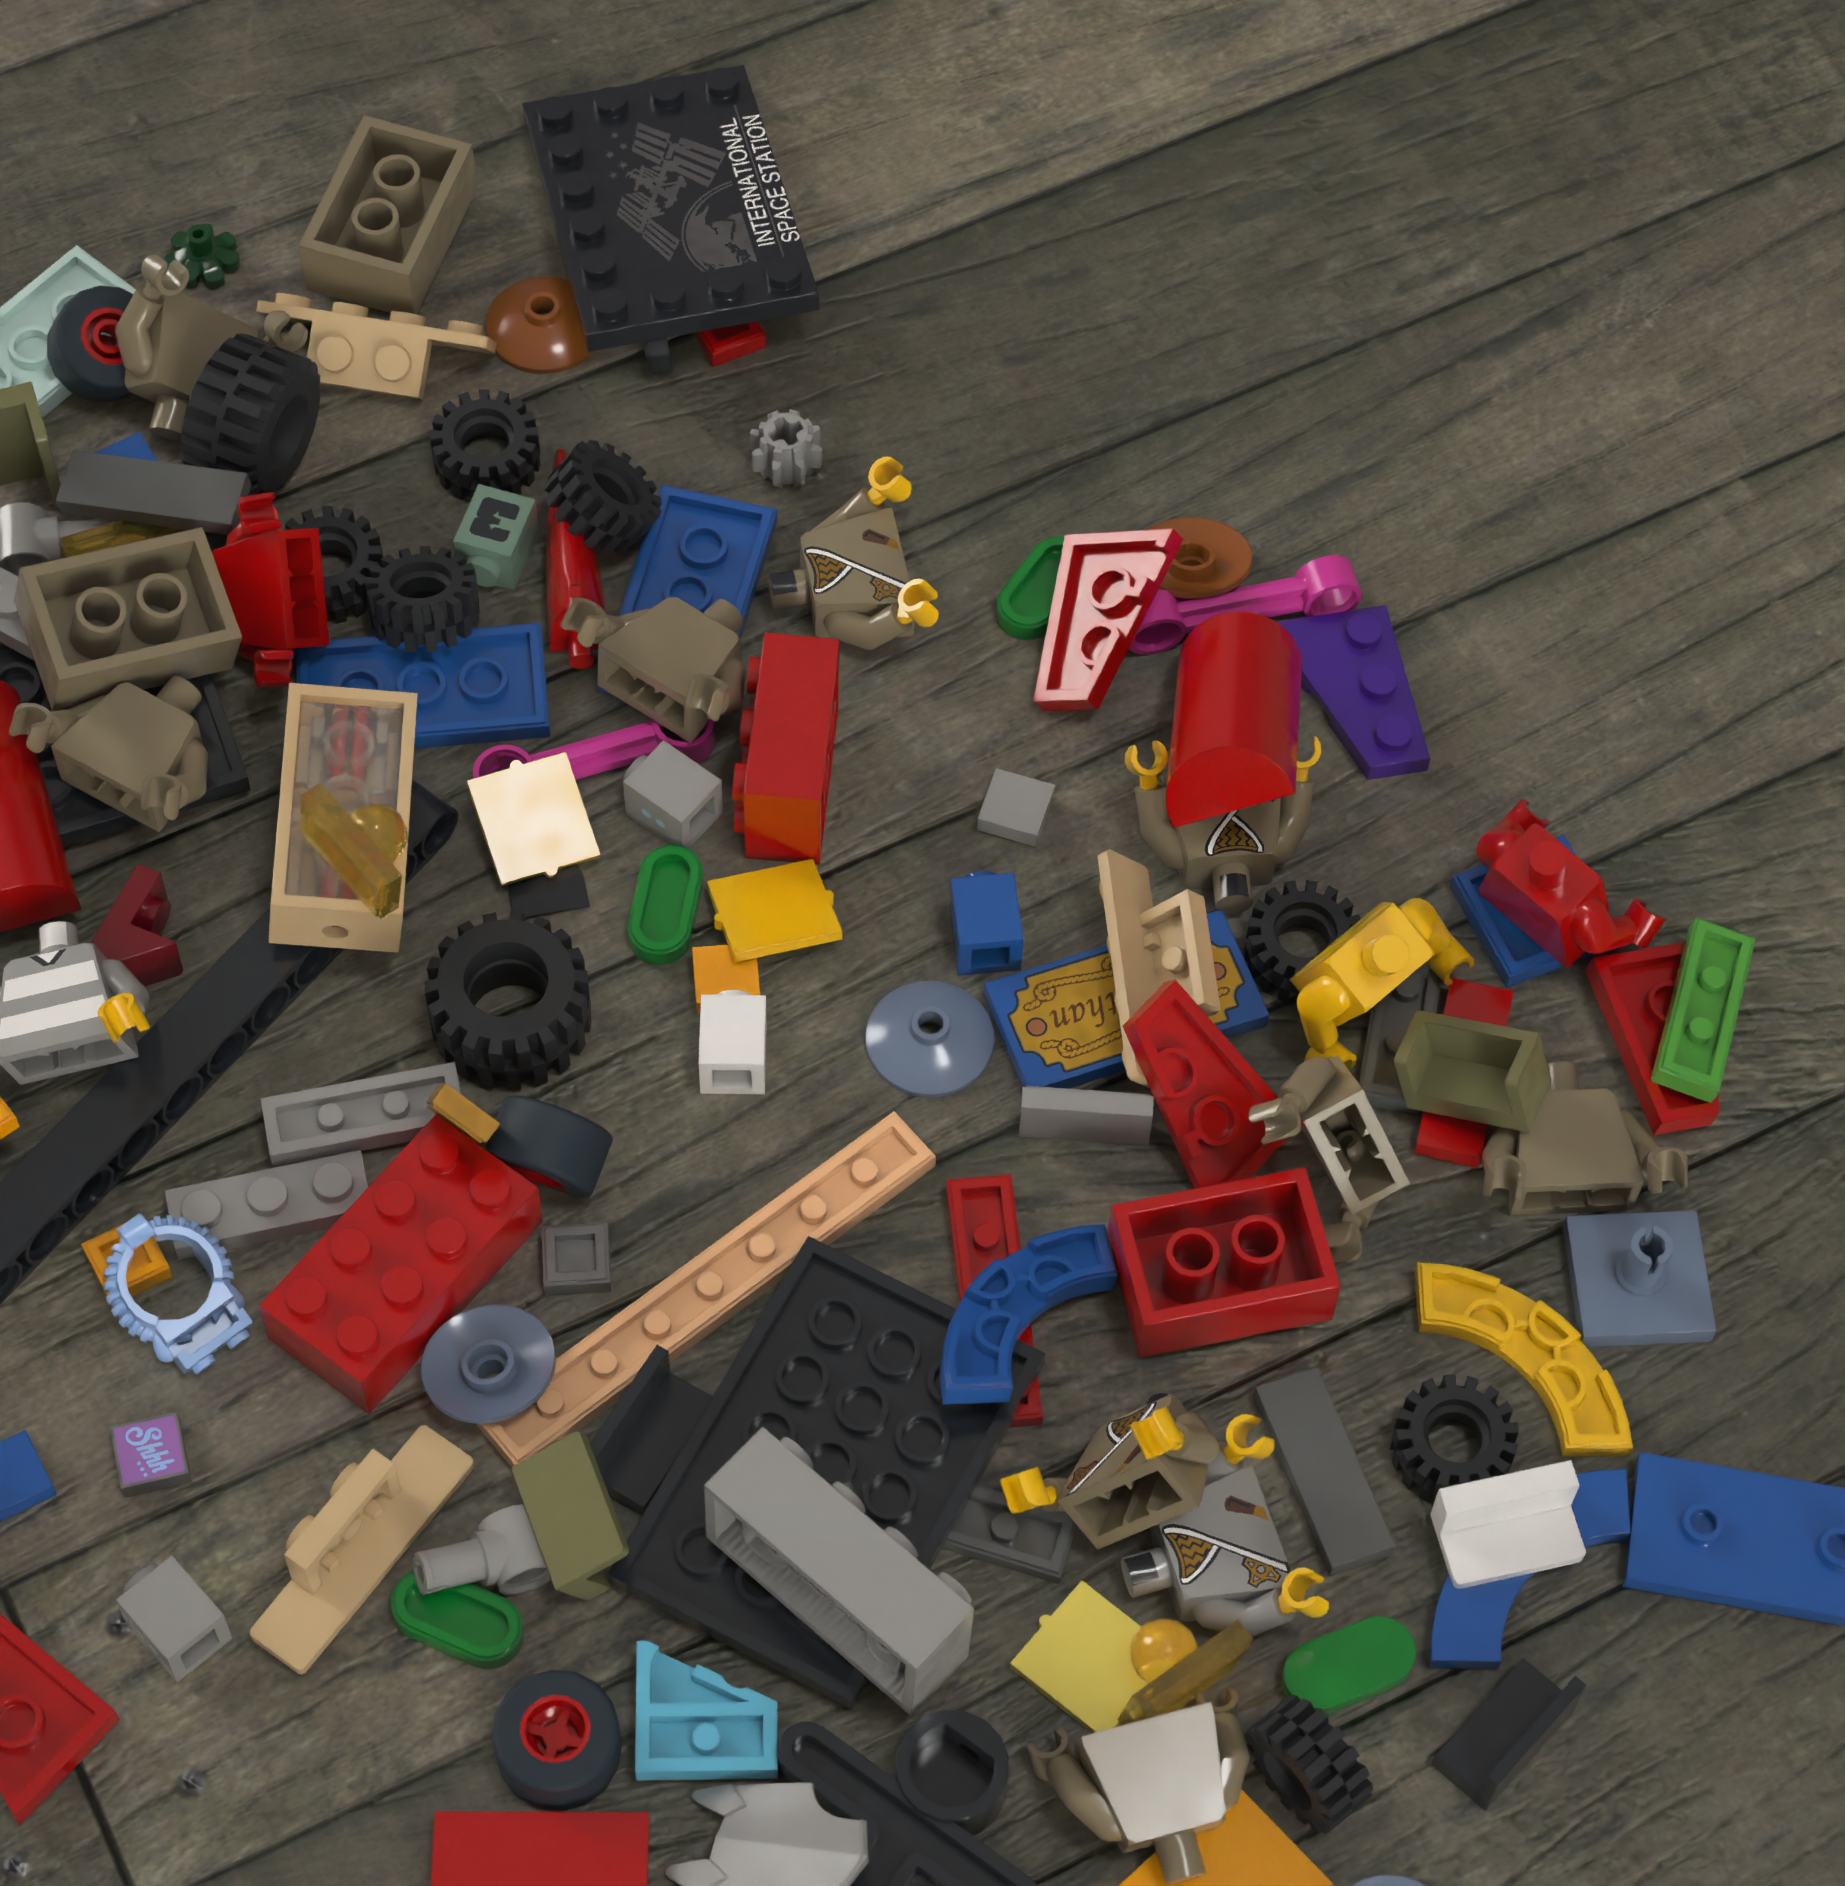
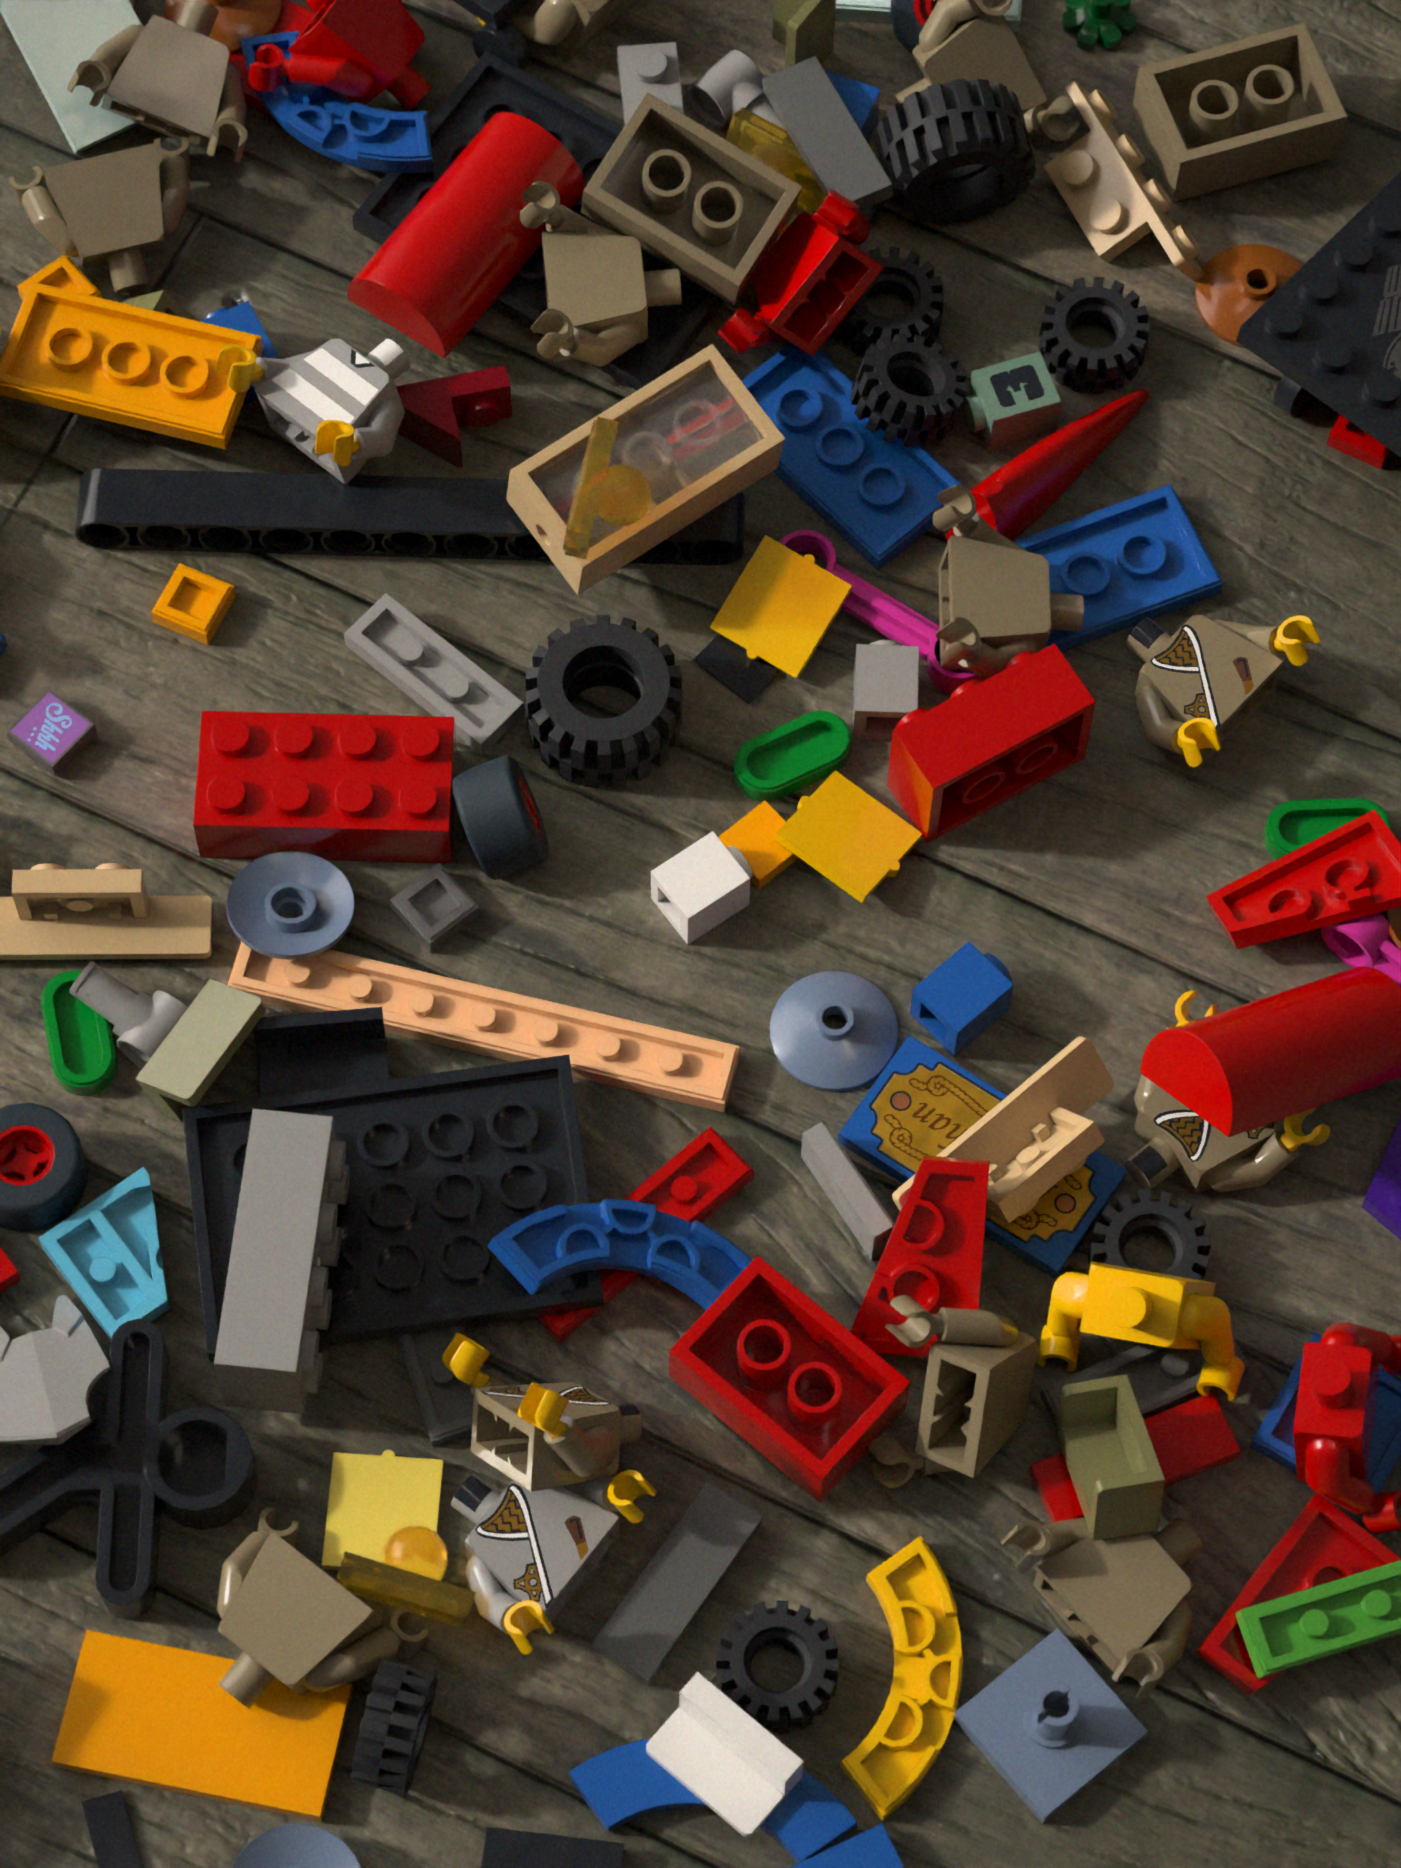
camera: 55 degrees right, 5 degrees up
(195, 1337) = (182, 697): light blue piece -> none
(271, 1201) = (308, 659): light grey plate -> none
(461, 1113) = (459, 730): pearl gold tile -> none
(603, 497) = (1135, 446): black tyre -> none
(786, 448) = (1284, 532): light grey gear -> none
(1015, 807) = (1096, 951): light grey tile -> none
(1350, 1664) = (519, 1711): green tile -> none

